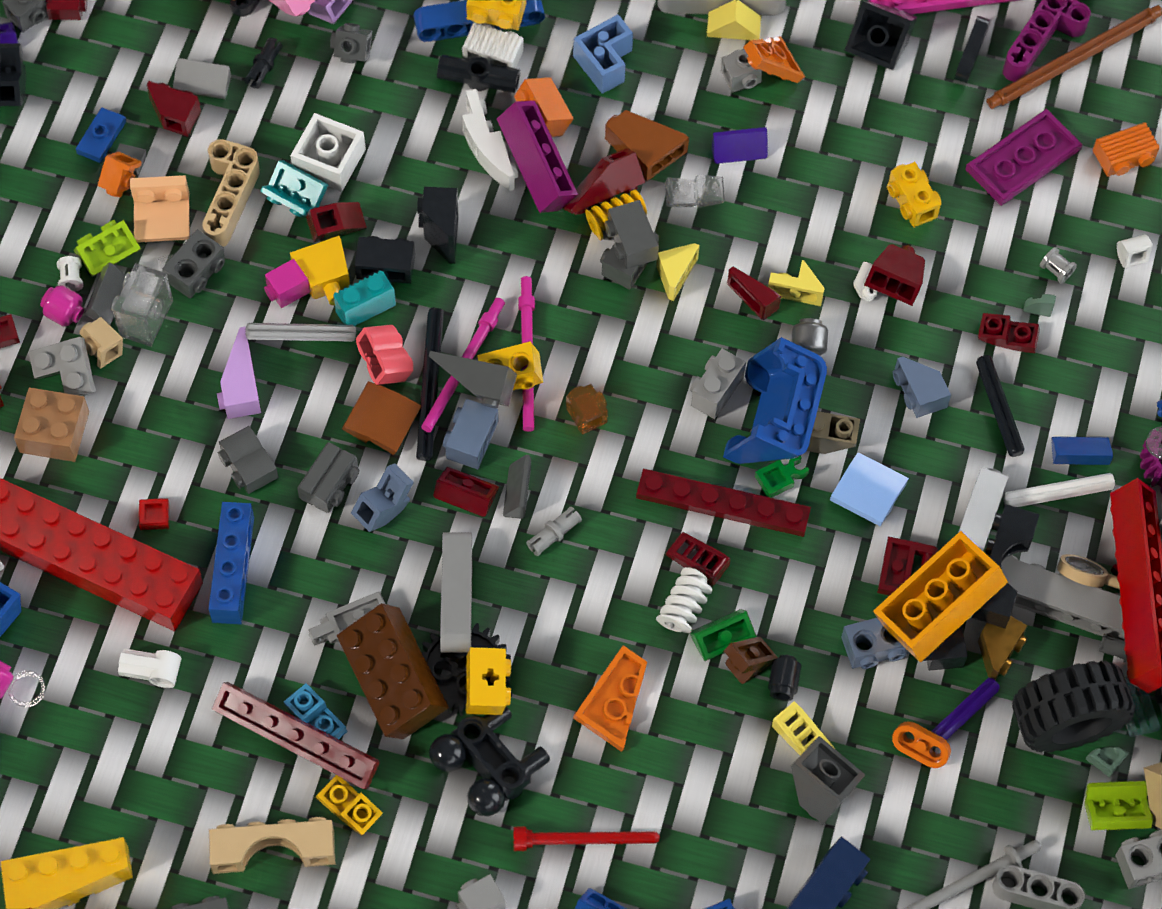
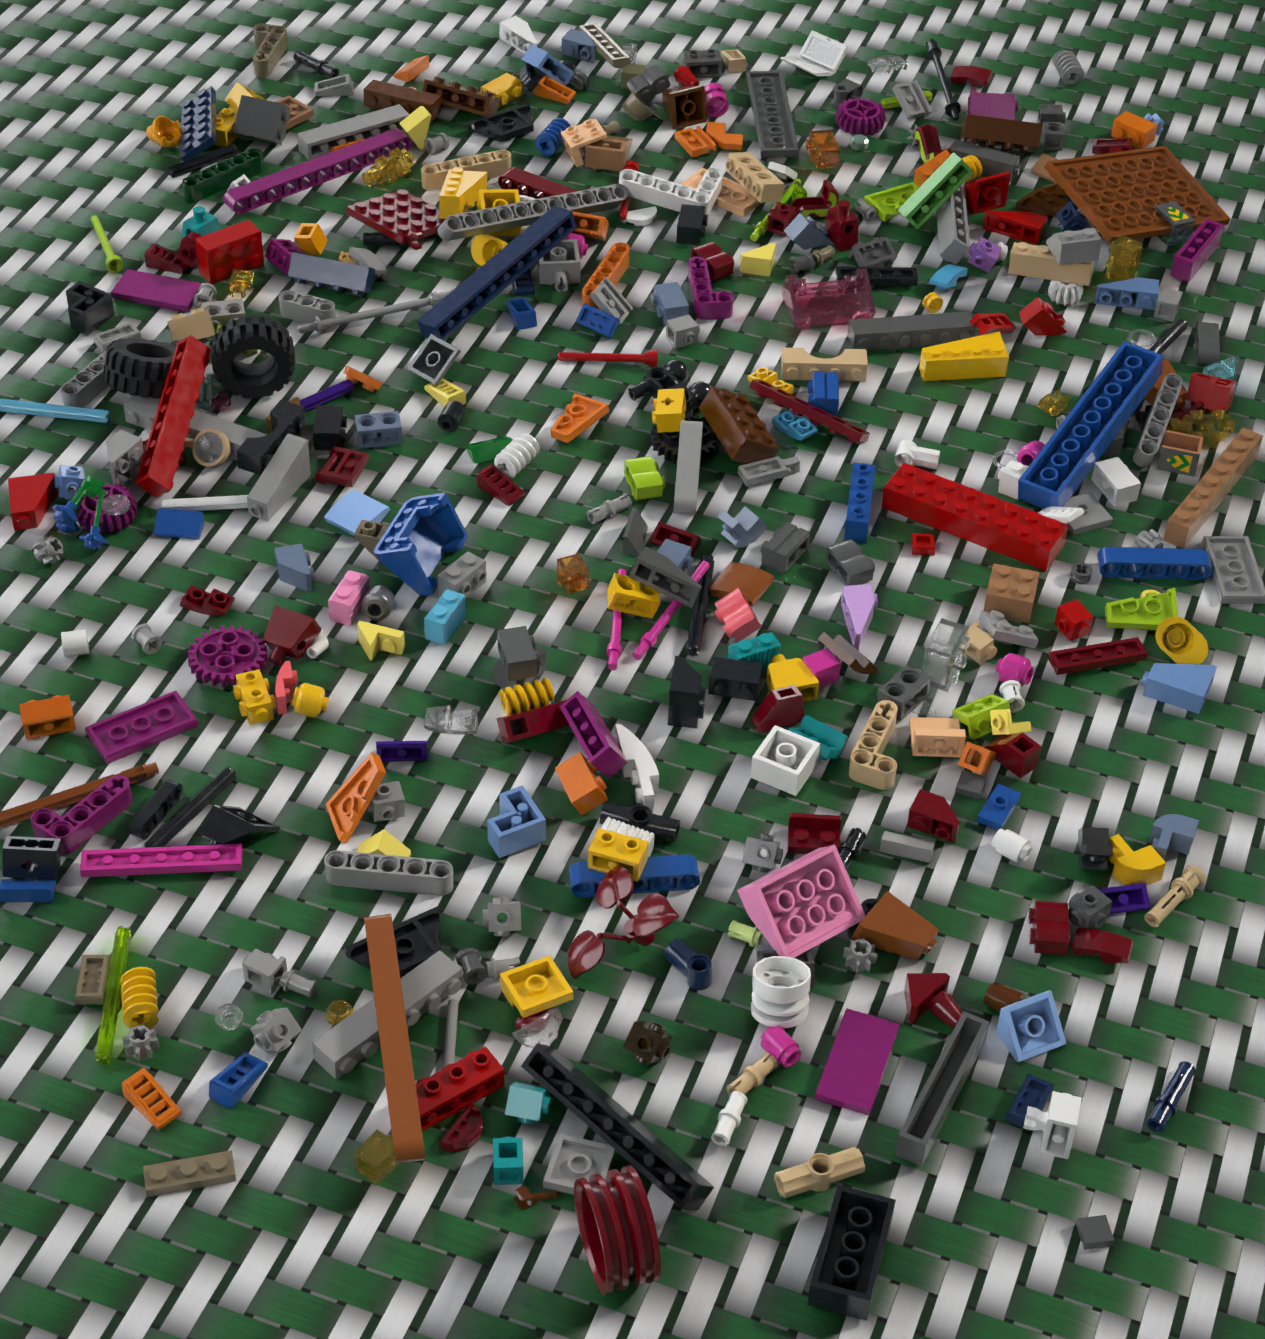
camera: 175 degrees left, 20 degrees down
(23, 625) = (1009, 478): none -> white brick
(78, 189) = (1016, 753): none -> dark red slope
(78, 222) = (1002, 723): none -> light yellow bracket
(93, 80) = (1011, 845): none -> white brick
(106, 289) = (979, 678): dark grey slope -> none
(255, 301) = (848, 654): none -> slope
(273, 781) = (824, 391): none -> blue brick
(298, 80) = (812, 832): none -> dark red bracket
(300, 332) = (814, 631): light grey axle -> none
(514, 584) = (644, 478): none -> lime brick
(652, 142) = (489, 754): dark orange slope -> none
(675, 267) = (478, 660): light yellow slope -> none
(723, 502) = (496, 523): dark red plate -> none
(727, 322) = (445, 617): none -> medium azure brick
(748, 658) = (473, 426): reddish brown slope -> none
(755, 294) = (417, 637): dark red slope -> none
(844, 340) = (348, 597): none -> bright pink brick
(853, 194) = (309, 700): none -> yellow head
(885, 209) = (285, 687): none -> coral slope
(938, 58) = (192, 809): none -> black axle
(940, 596) = (329, 405): light orange brick -> none
(980, 262) = (225, 654): none -> magenta gear
(1000, 405) = (233, 557): black axle -> none
(1040, 306) = (173, 613): sand green tile -> none

